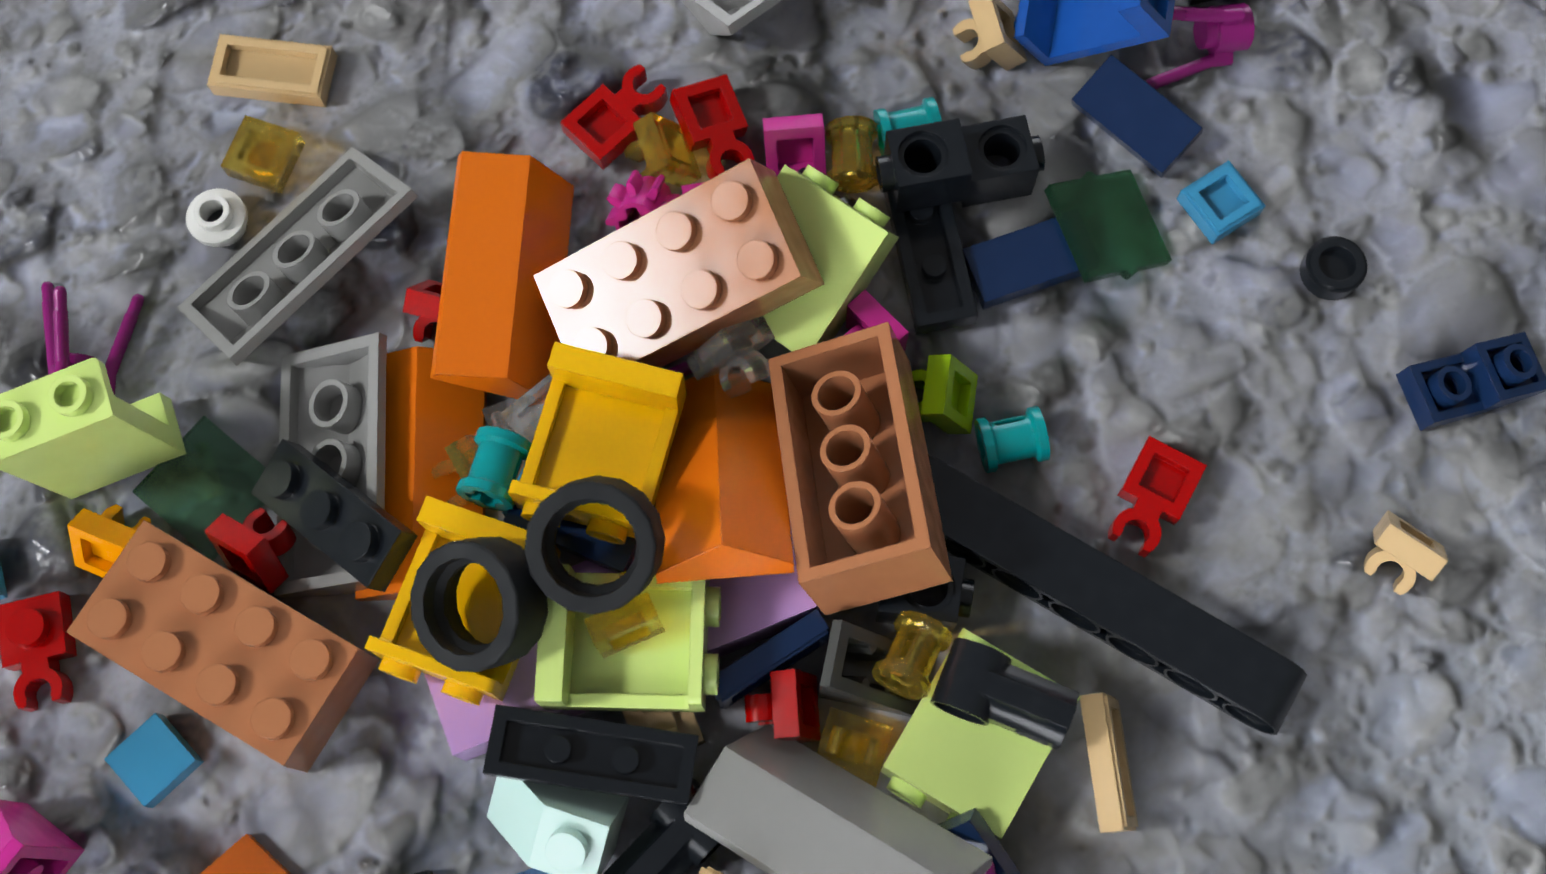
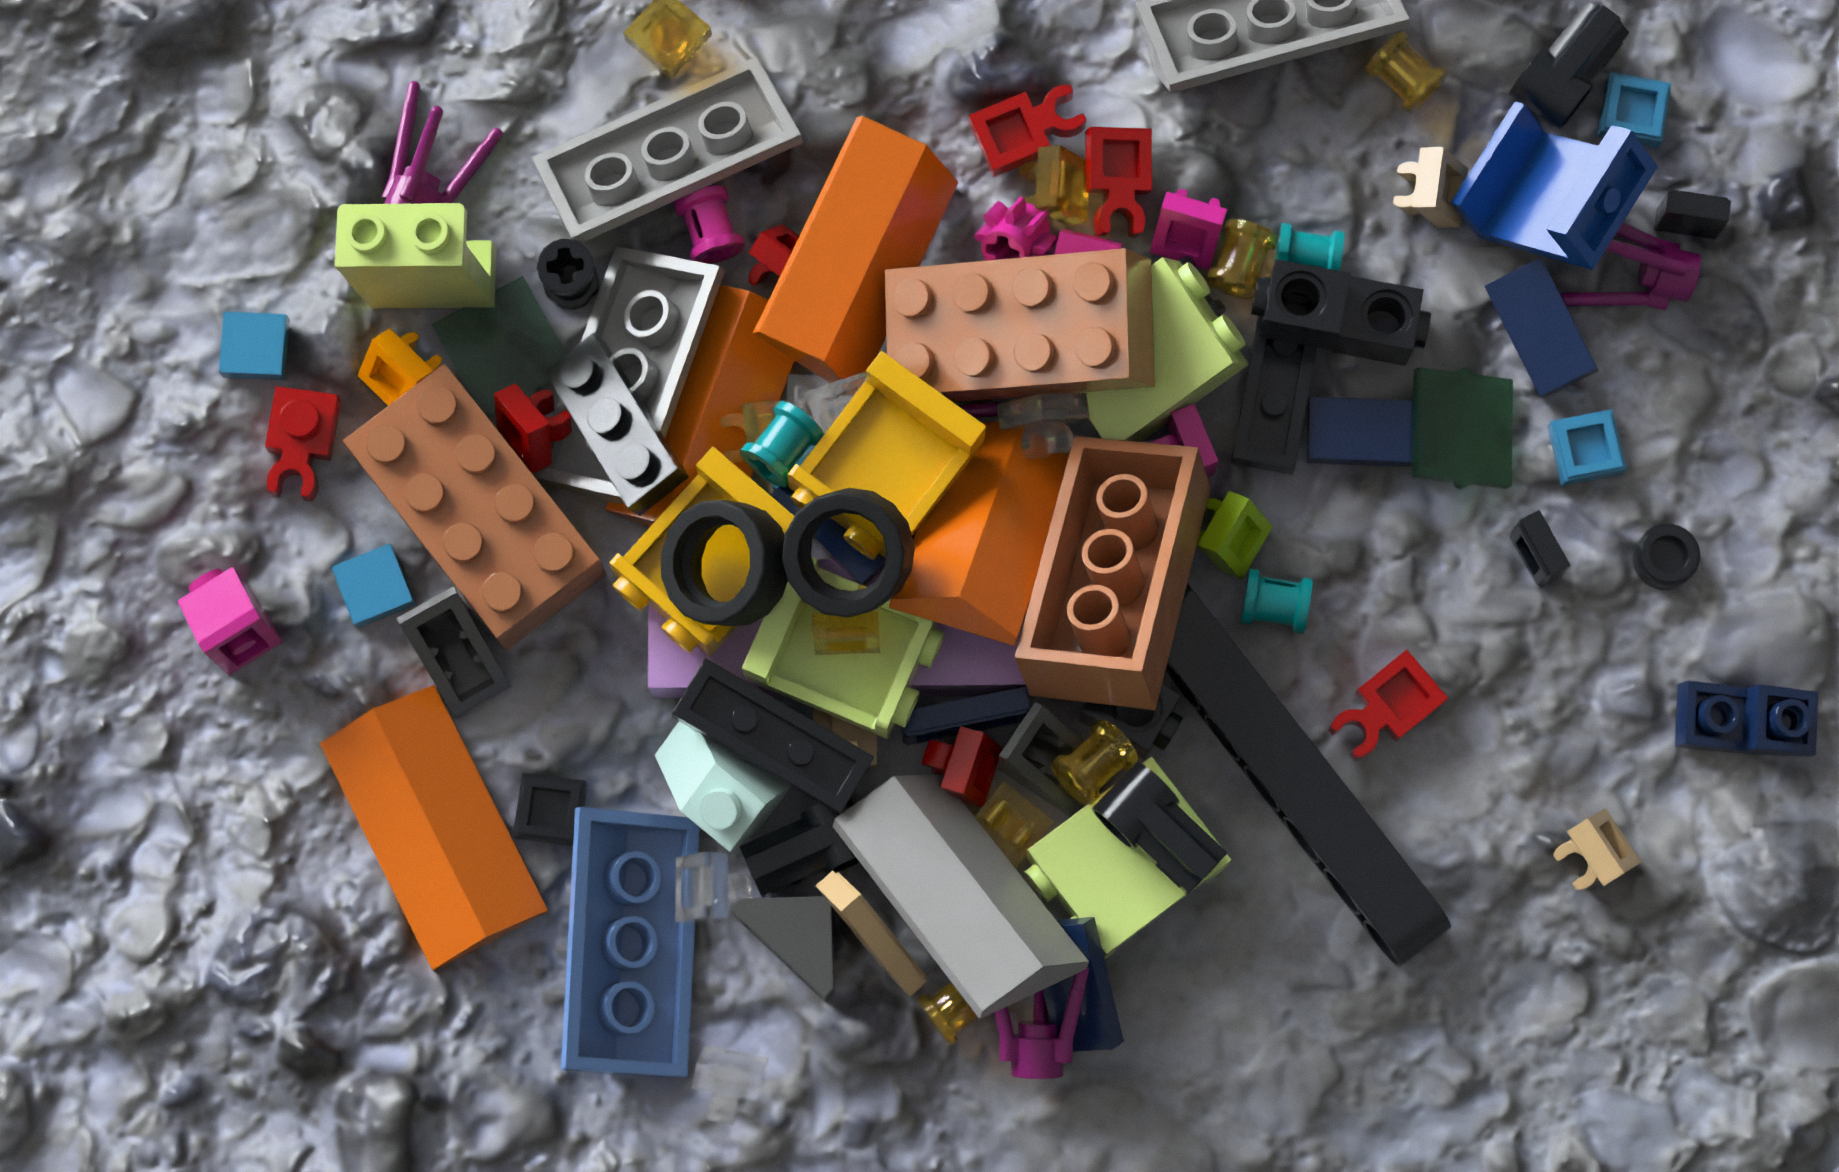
camera: 20 degrees right, 5 degrees up
(225, 391) = (551, 267): none -> black bush
(227, 228) = (606, 97): white plate -> none
(249, 793) = (454, 651): none -> dark grey slope
(359, 302) = (709, 225): none -> dark pink bush
(1108, 763) = (1234, 930): tan tile -> none
(1225, 301) = (1539, 549): none -> black tile

